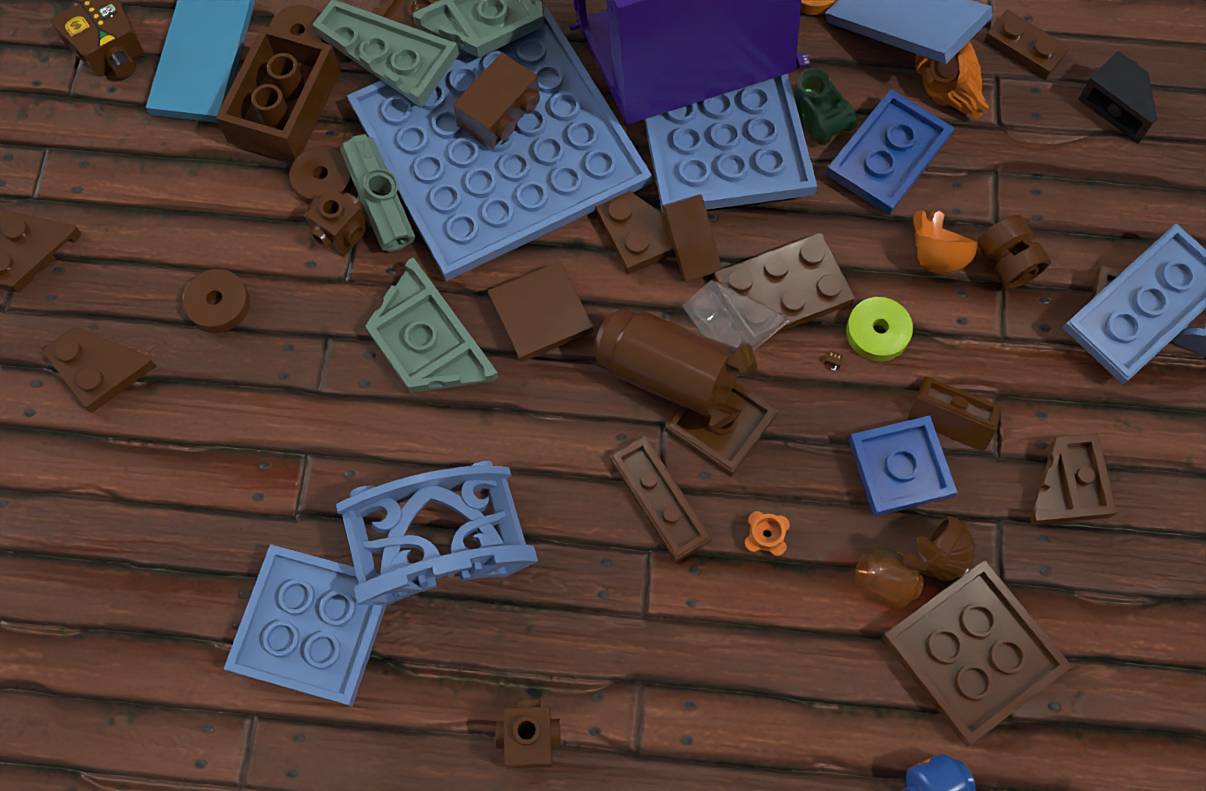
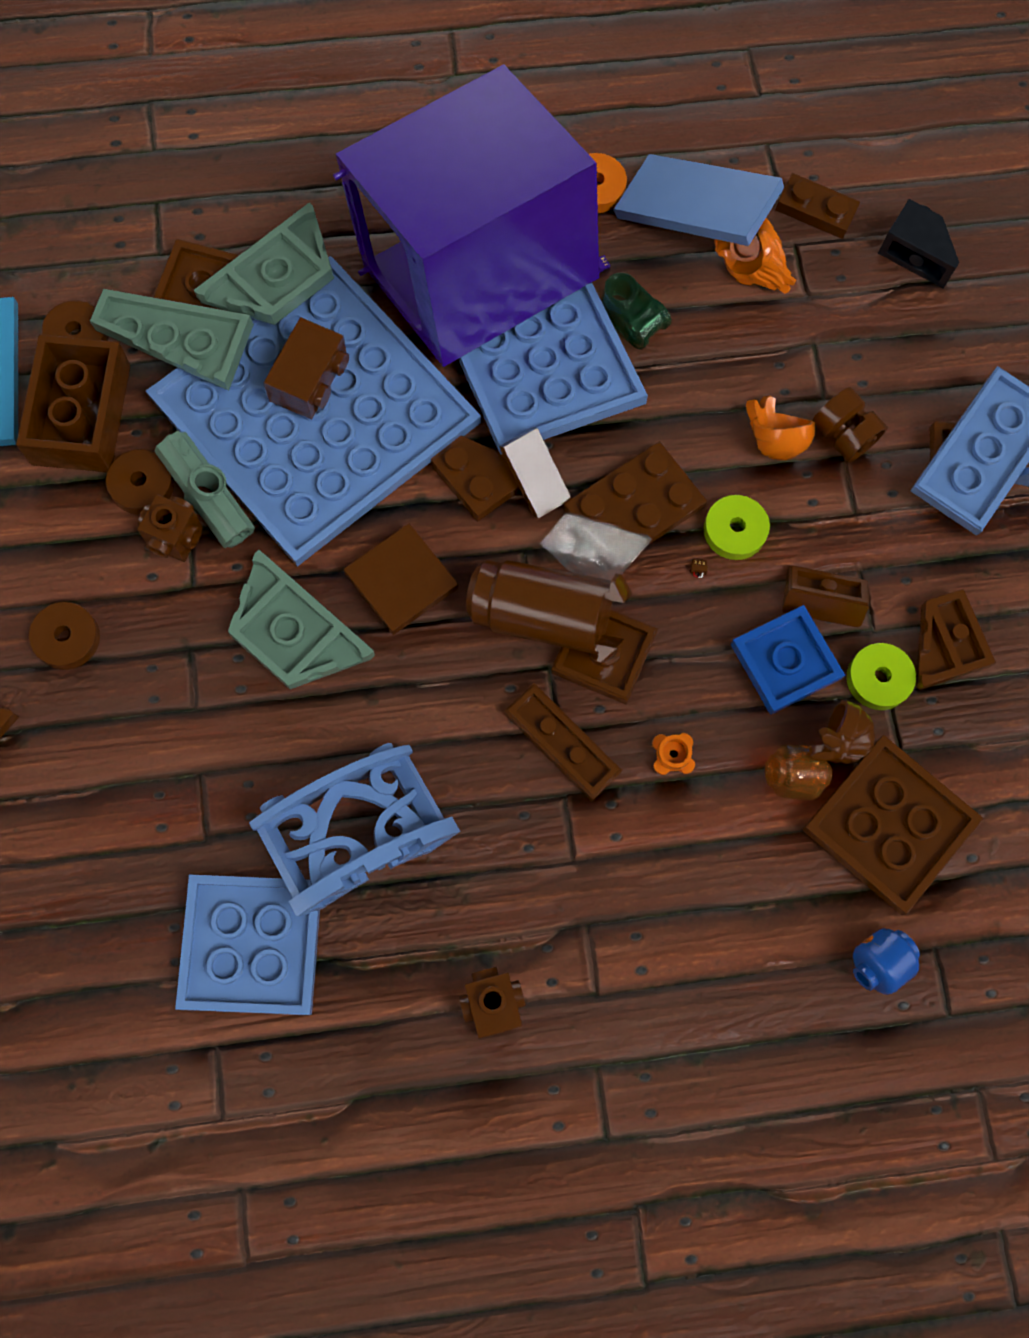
camera: 20 degrees left, 5 degrees up
(889, 151) = (708, 344): blue plate -> none
(1006, 488) = (890, 661): none -> lime piece

